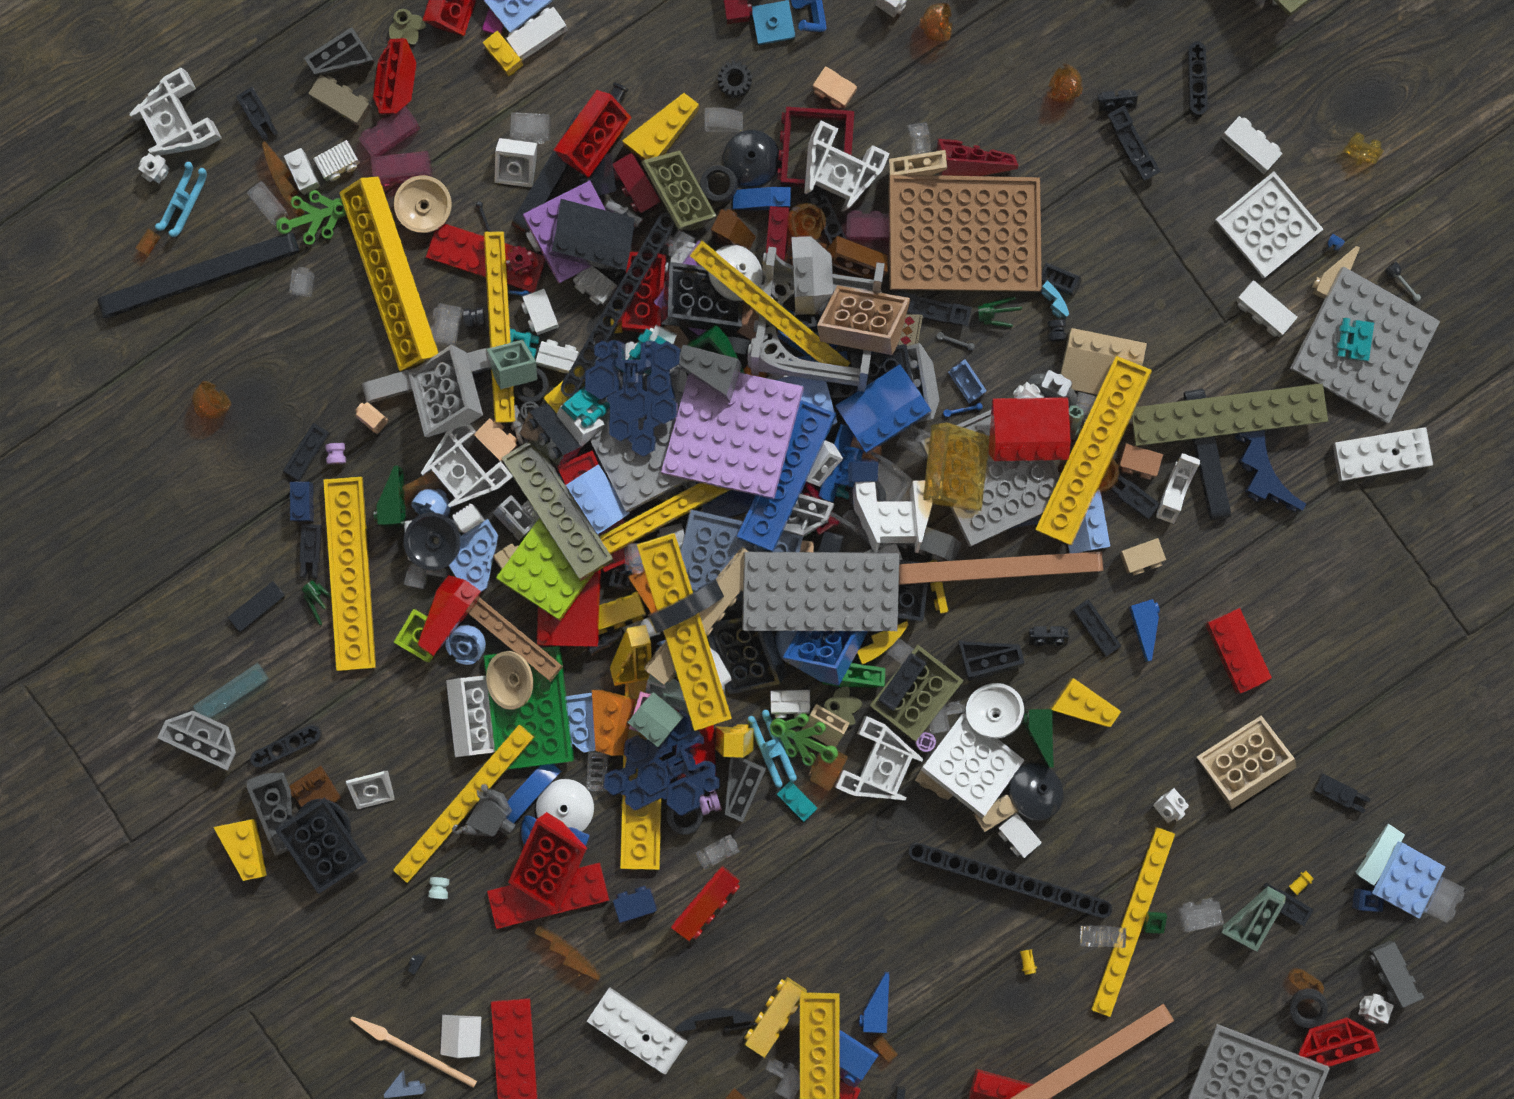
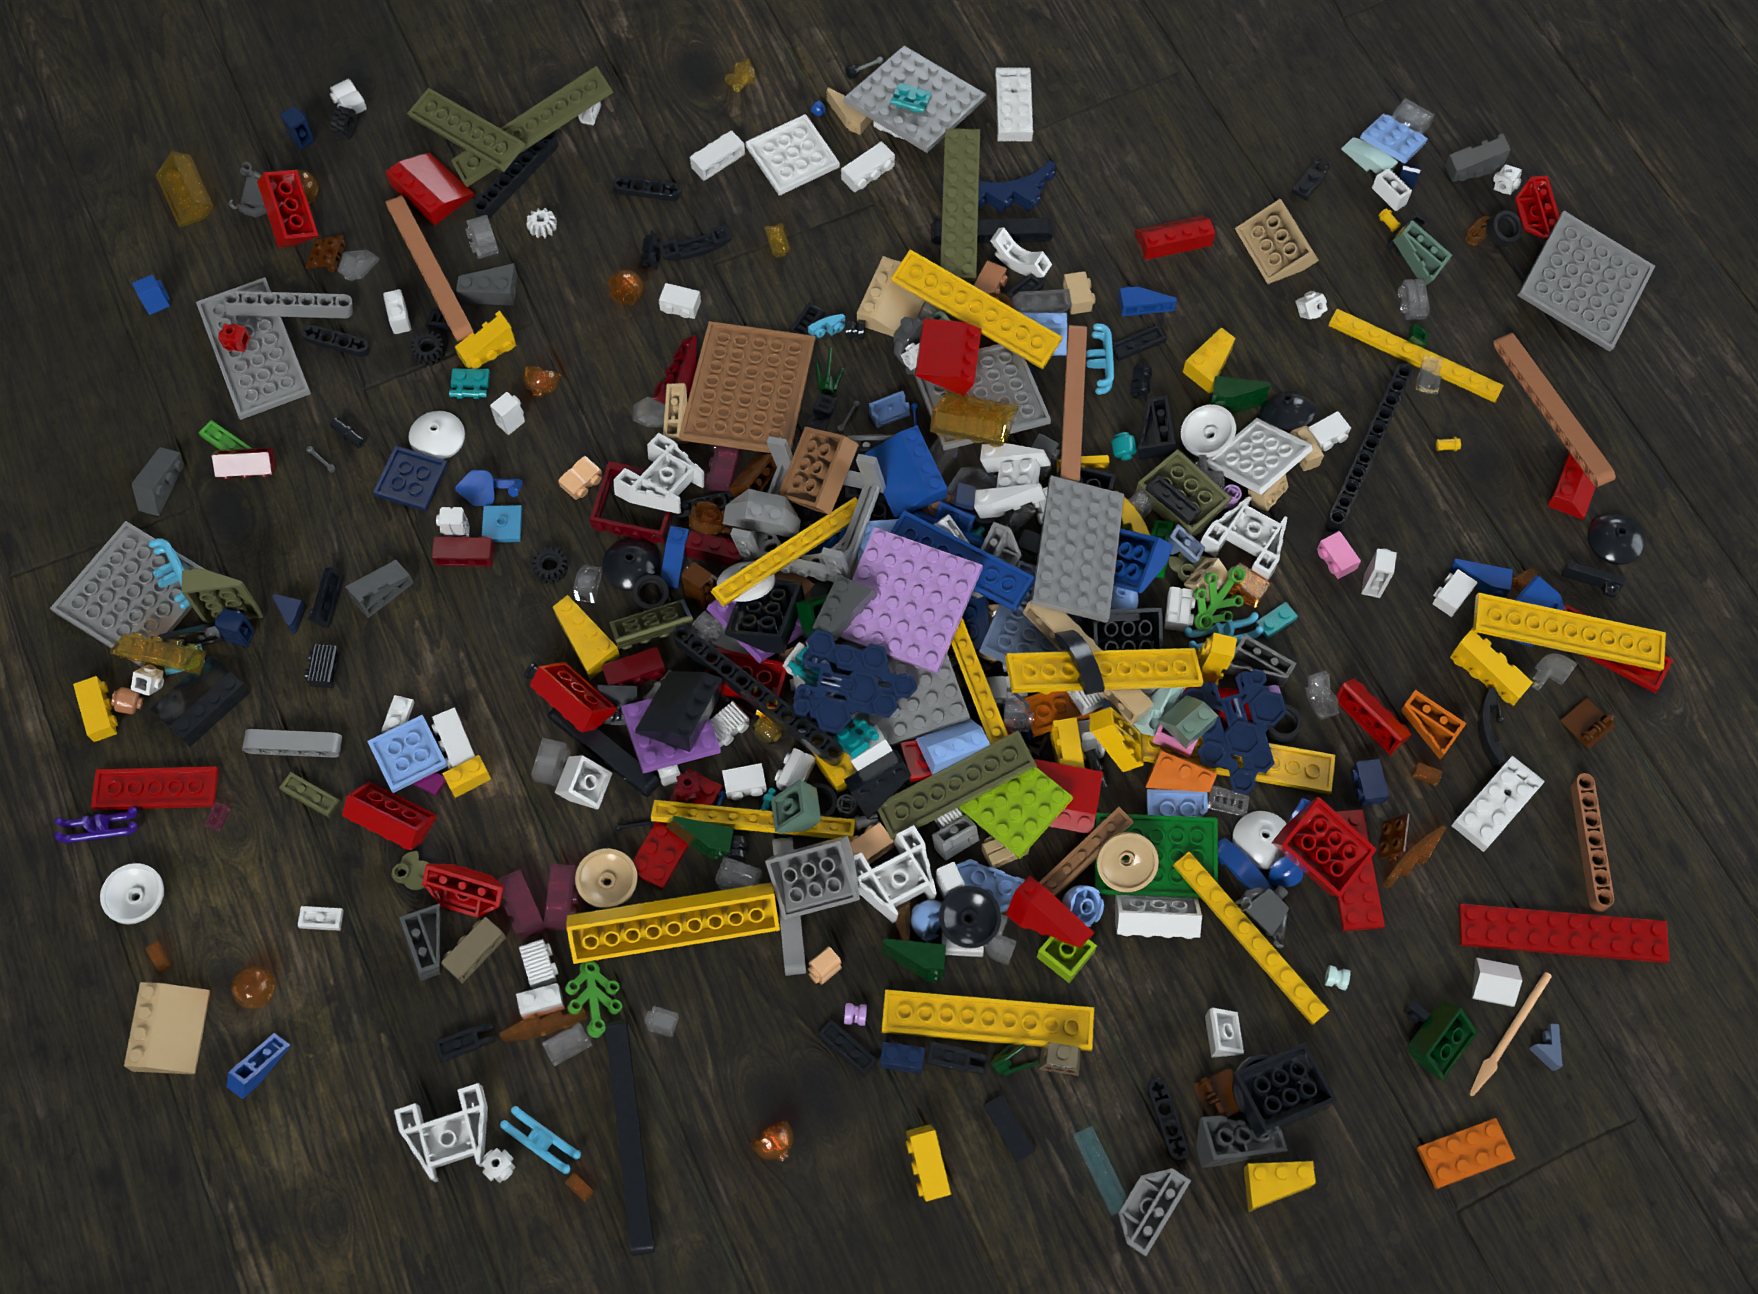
camera: 85 degrees left, 20 degrees down
(213, 537) = (927, 1163): none -> yellow wedge
(297, 1015) = (1465, 1153): none -> orange plate
(322, 644) = (1060, 1059): none -> dark tan torso
(395, 988) = (1442, 1039): none -> dark green slope
(473, 286) = (704, 837): none -> dark green slope
(581, 930) = (1393, 837): none -> reddish brown hinge
(591, 321) = (767, 730): none -> clear yellow head
(656, 960) = (1427, 774): none -> clear orange piece
(706, 962) = (1432, 722): none -> orange wedge
(855, 896) = (1379, 573): none -> white brick
(855, 976) = (1454, 592): none -> white brick
(860, 701) = (1185, 543): none -> sand blue slope
(877, 856) = (1338, 555): none -> bright pink brick
(965, 626) = (1124, 446): none -> teal head
(1059, 142) = (679, 301): none -> white brick
(1072, 596) = (1102, 358): none -> medium azure piece
(1120, 518) = (1042, 301): none -> clear brick
(1153, 229) = (777, 240): none -> clear yellow hips
(1337, 881) = (1391, 189): none -> white brick

